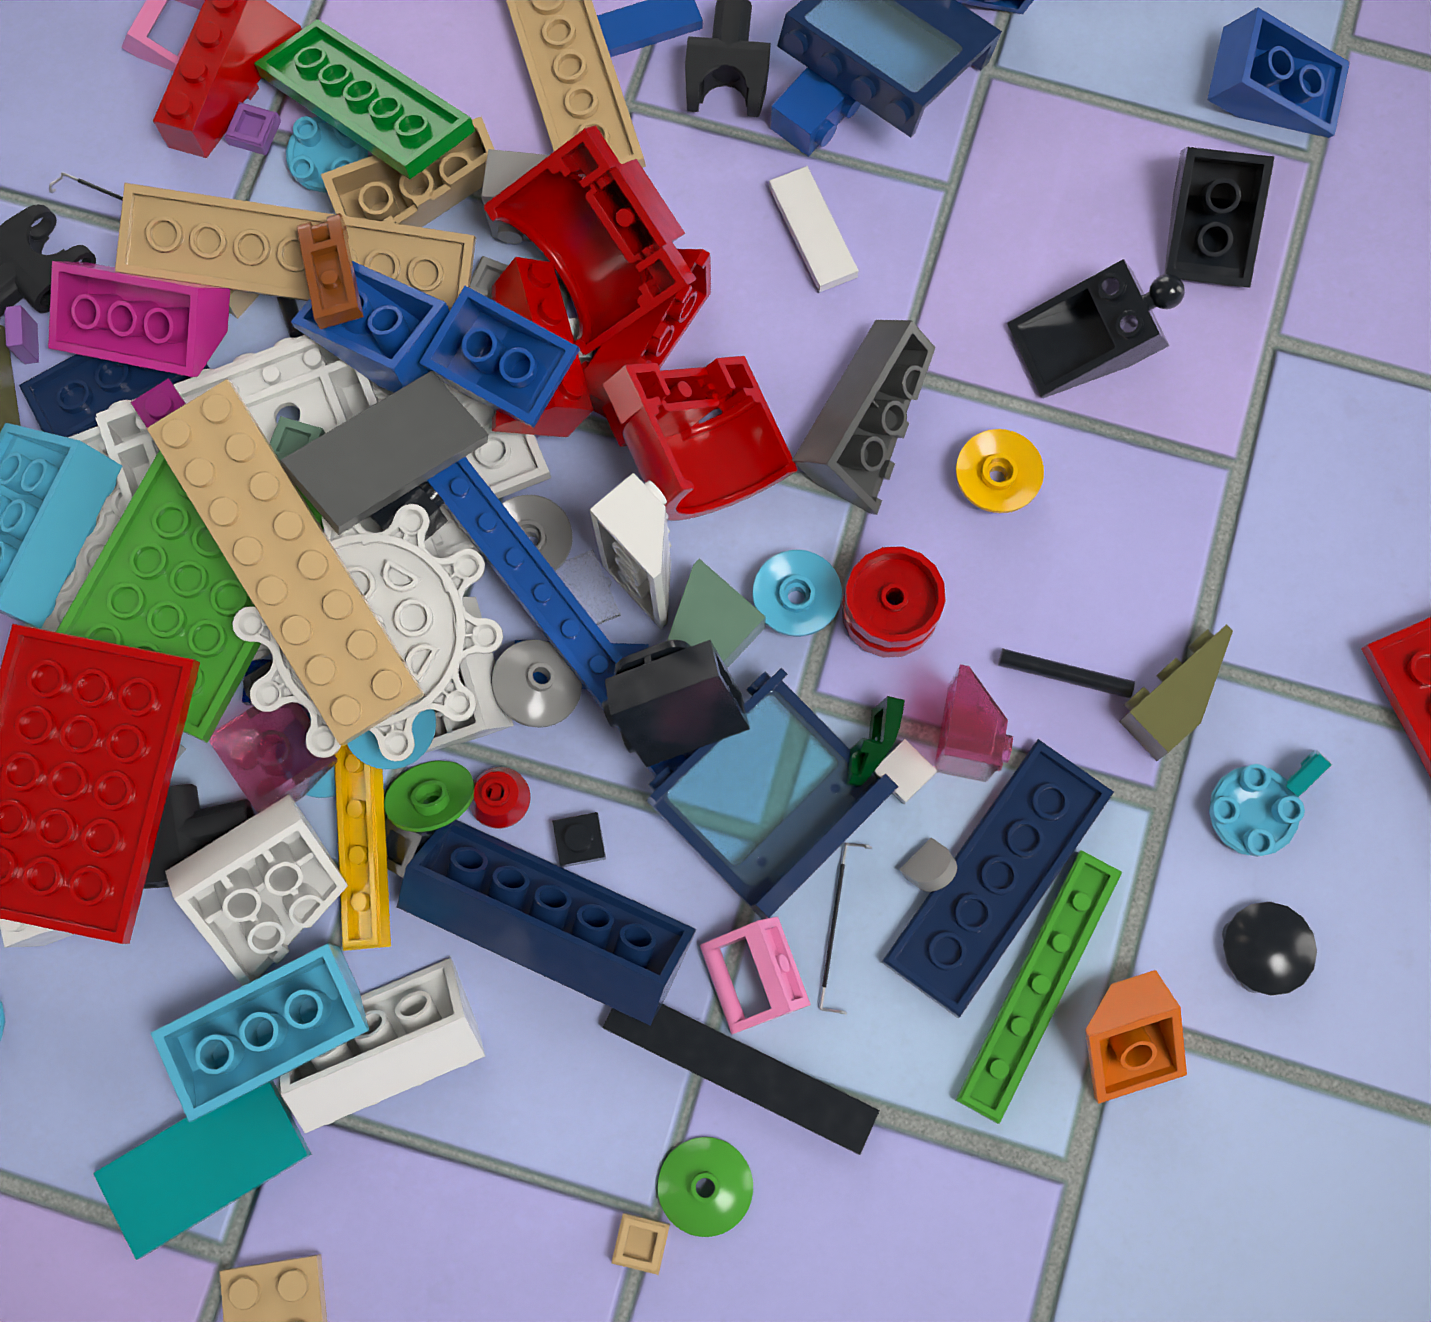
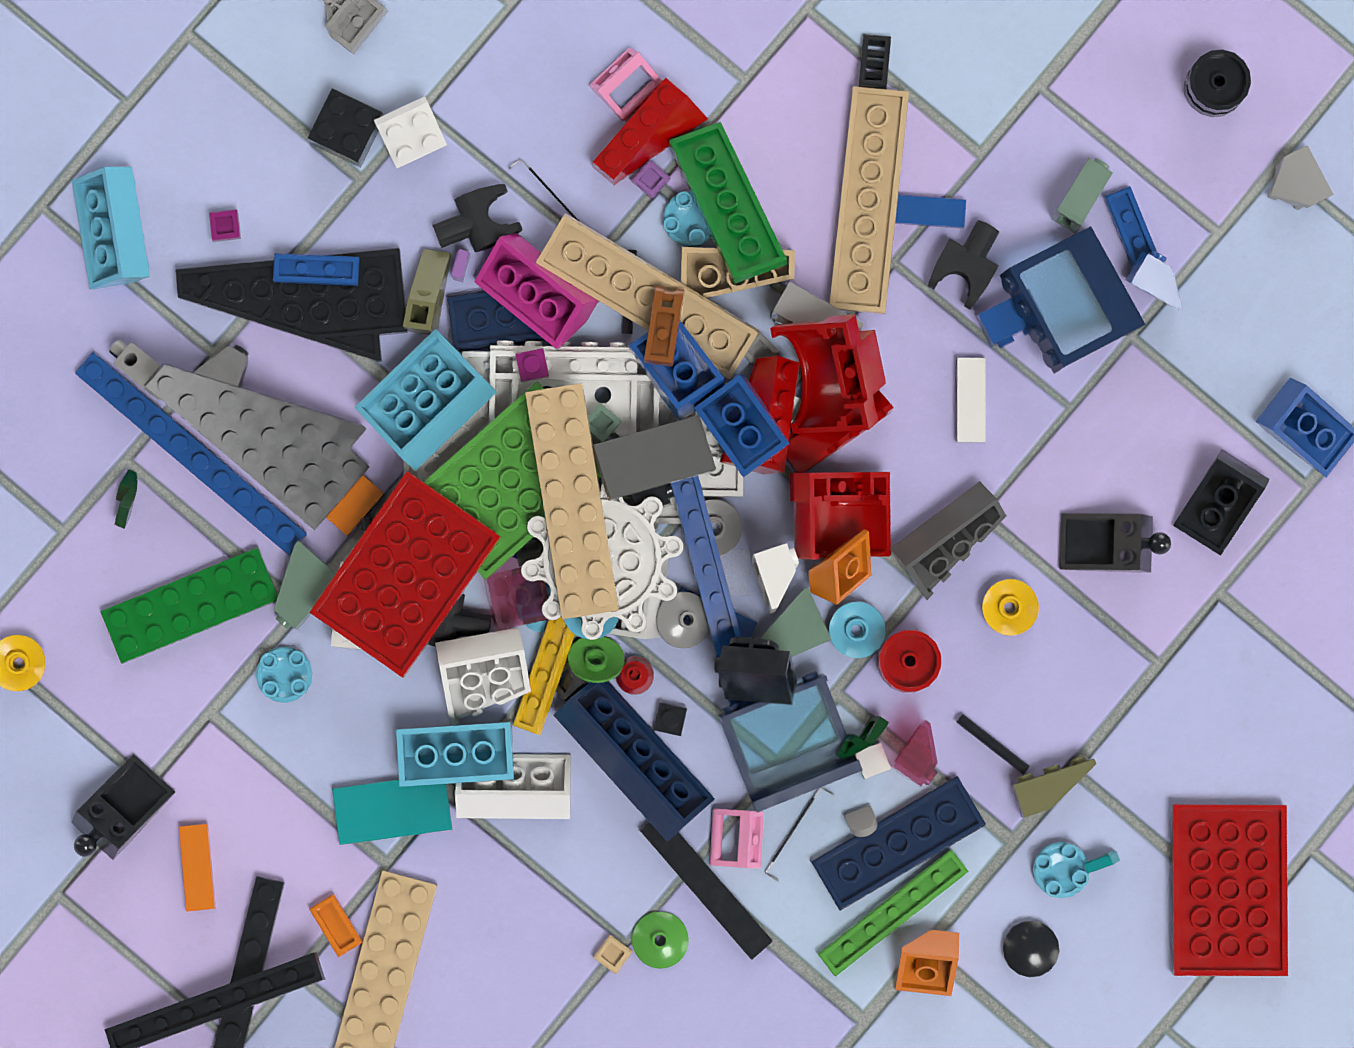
camera: 20 degrees right, 10 degrees up
(736, 513) = (842, 569): none -> orange slope

